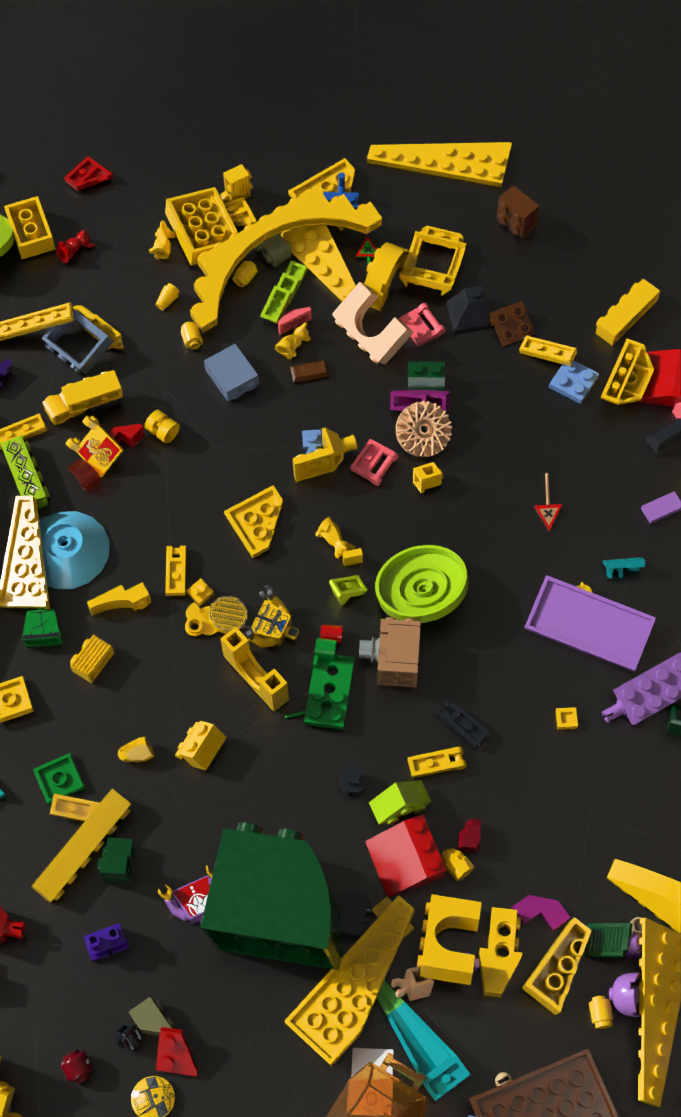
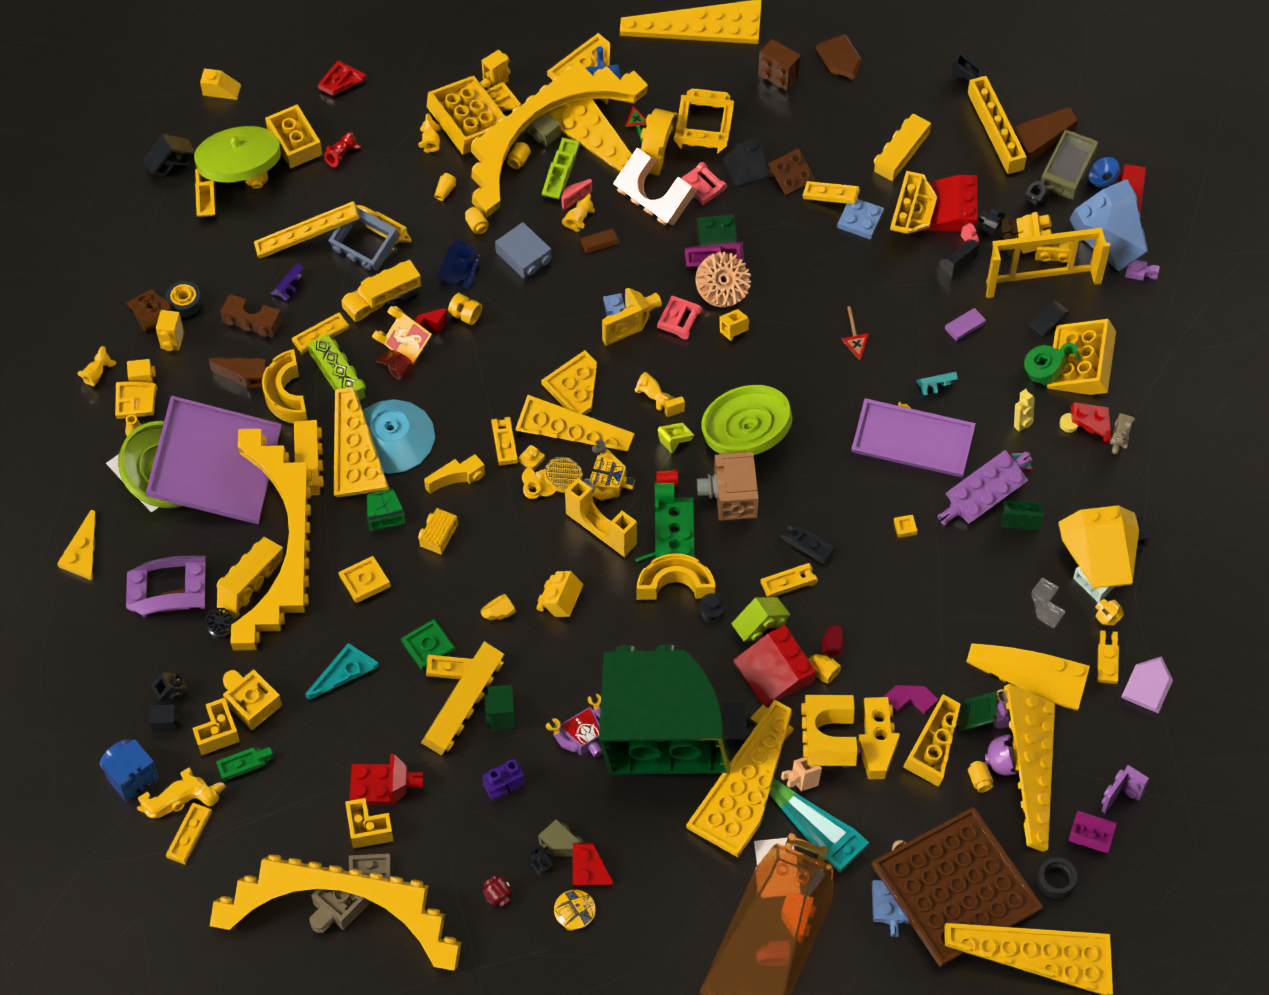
camera: 10 degrees left, 5 degrees down
(162, 378) = (456, 263): none -> clear blue brick
(232, 558) = (559, 422): none -> yellow wing
(319, 734) = (671, 569): none -> yellow brick
(580, 210) = (840, 56): none -> reddish brown tile

